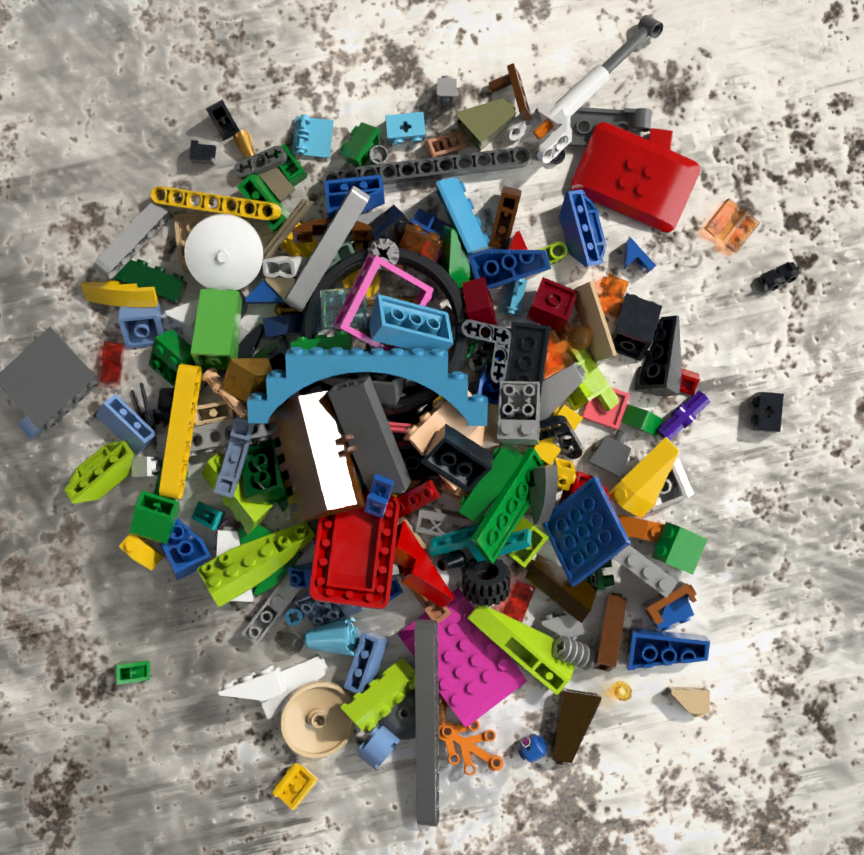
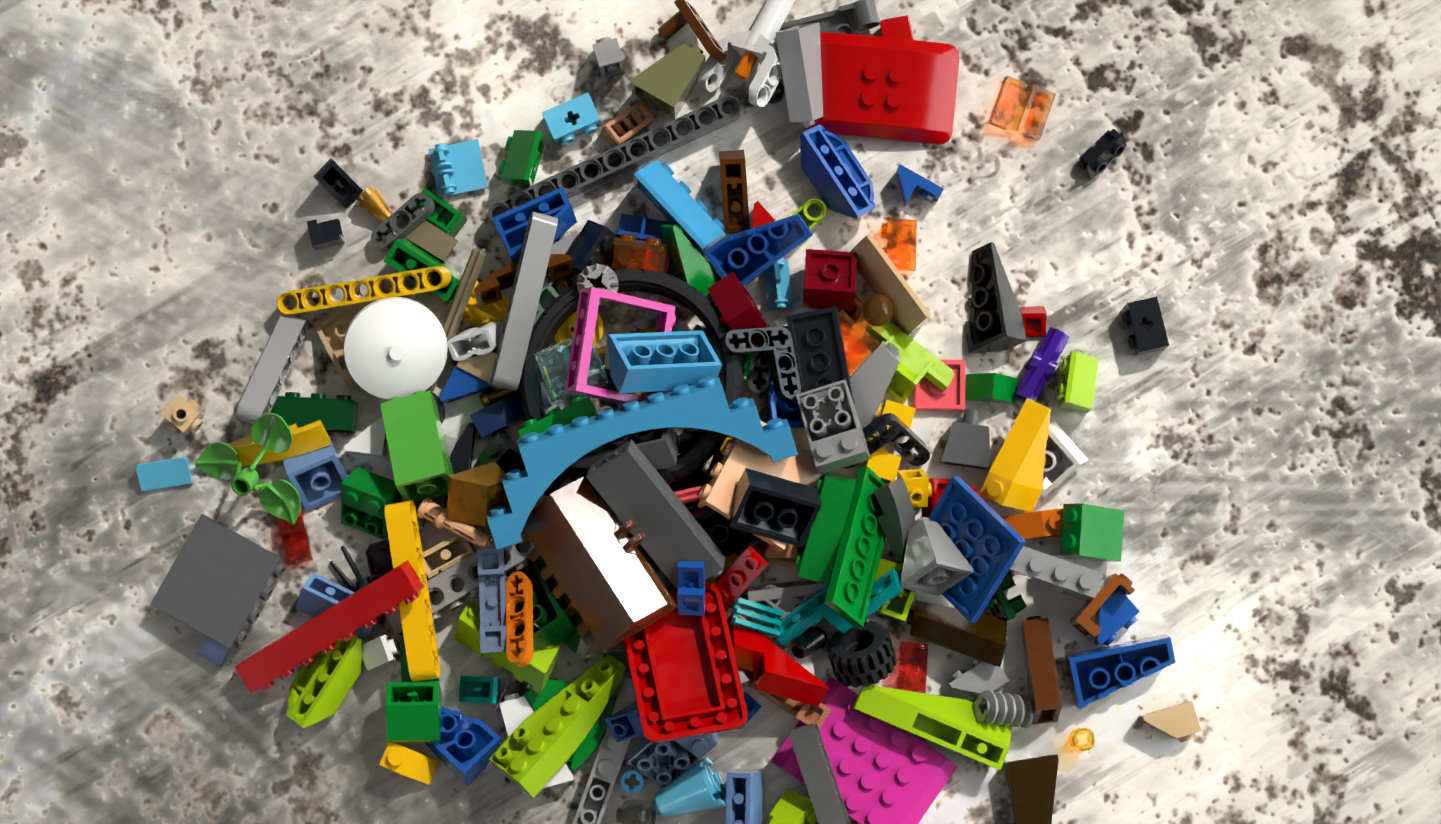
camera: 15 degrees left, 5 degrees down
(34, 289) = (164, 474): none -> medium azure slope
(59, 251) = (175, 411): none -> tan brick
(76, 293) = (221, 462): none -> bright green plant
(114, 437) = (330, 626): none -> red brick
(253, 477) = (514, 620): none -> orange beam
(377, 153) = (549, 161): light grey wheel -> none
(432, 537) = (775, 621): none -> teal tile
(558, 531) = (932, 560): none -> light grey slope
(582, 147) = (802, 72): none -> light grey slope
(635, 326) = (942, 273): black slope -> none
(705, 436) = (1078, 382): none -> slope

